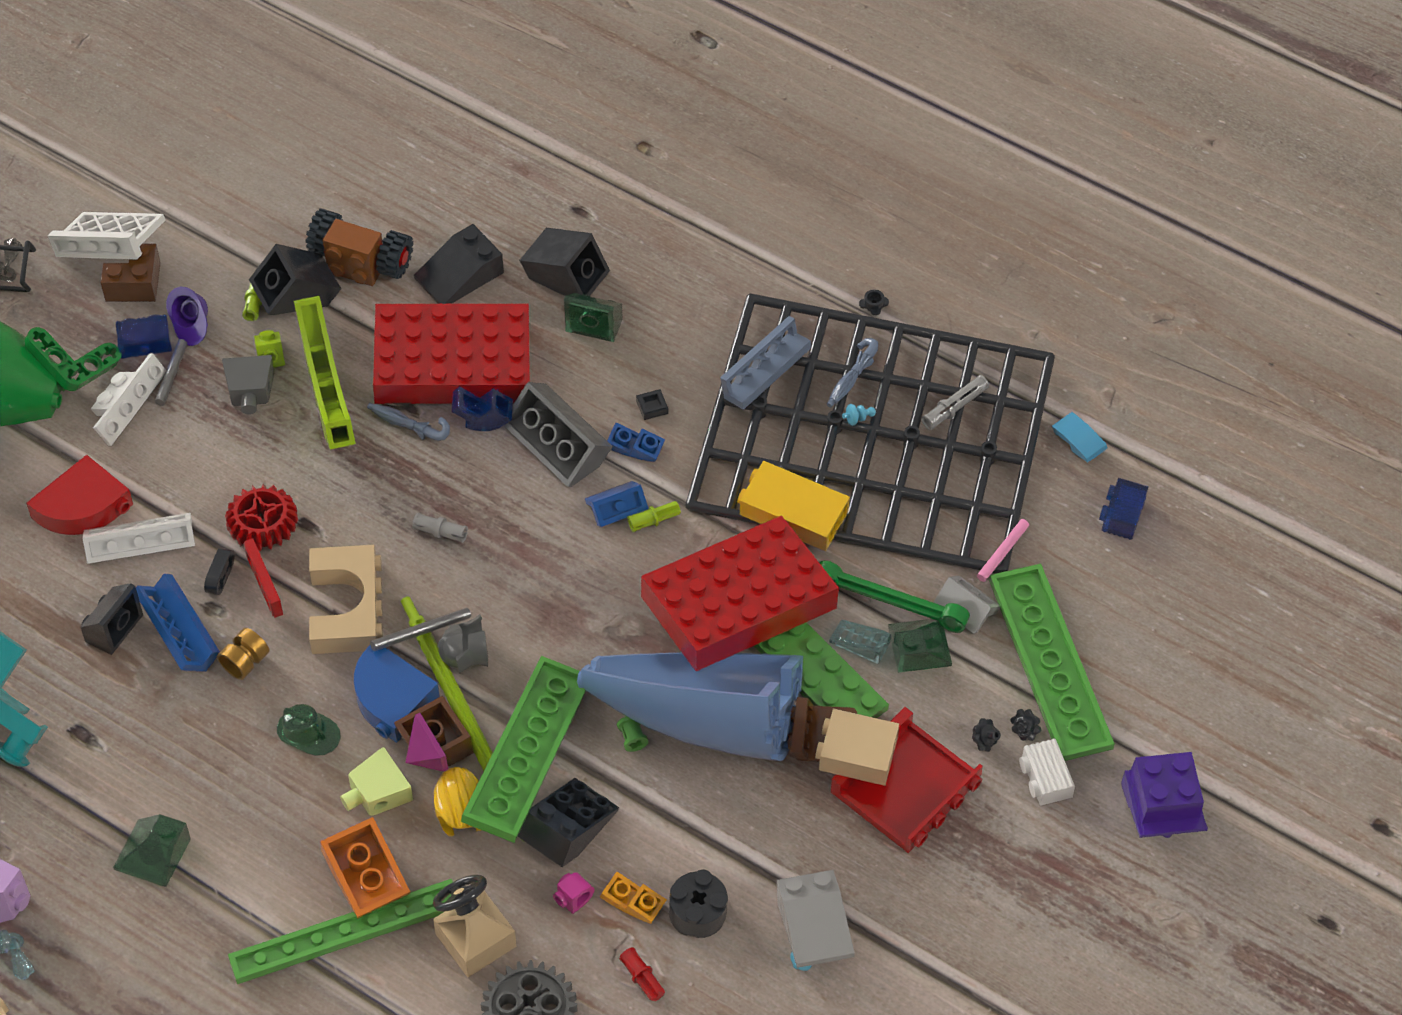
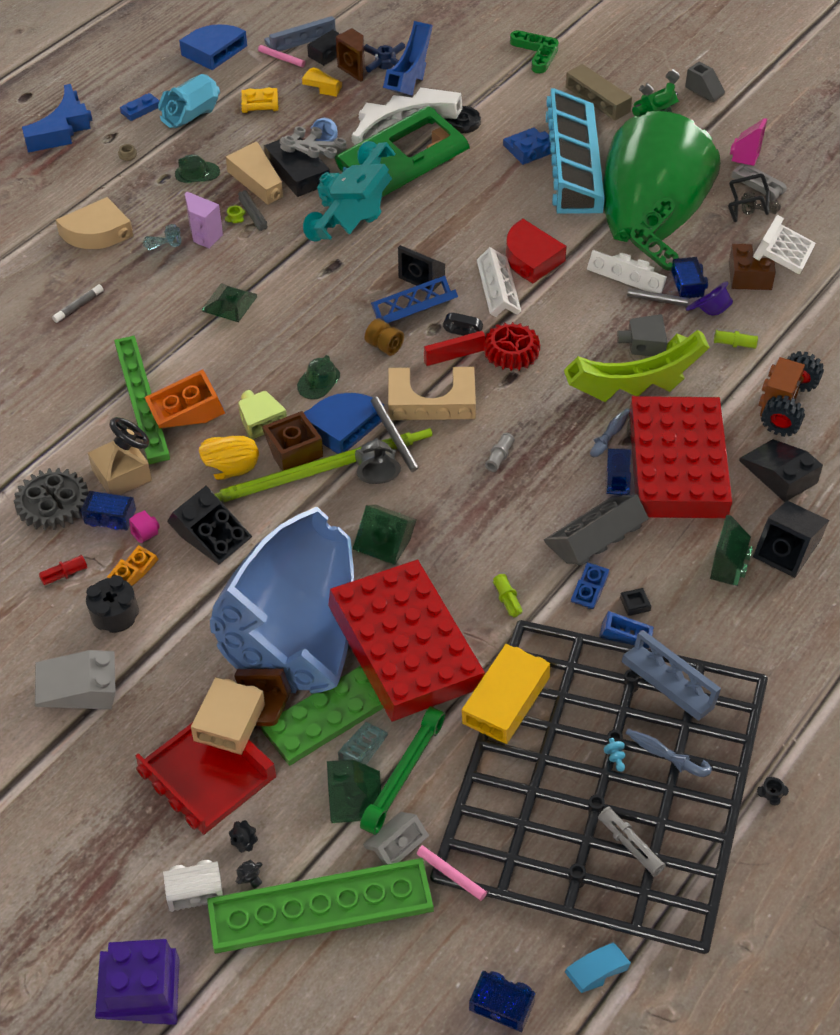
camera: 95 degrees right, 5 degrees down
(290, 276) = (747, 355): black slope -> none
(424, 748) = (272, 424): magenta slope -> none
(525, 751) = (260, 485): bright green plate -> none
(548, 934) = (108, 510): none -> clear blue brick
(572, 633) = (383, 533): none -> clear green slope
(617, 503) = (522, 568): blue panel -> none
(693, 415) = (620, 622): none -> blue slope

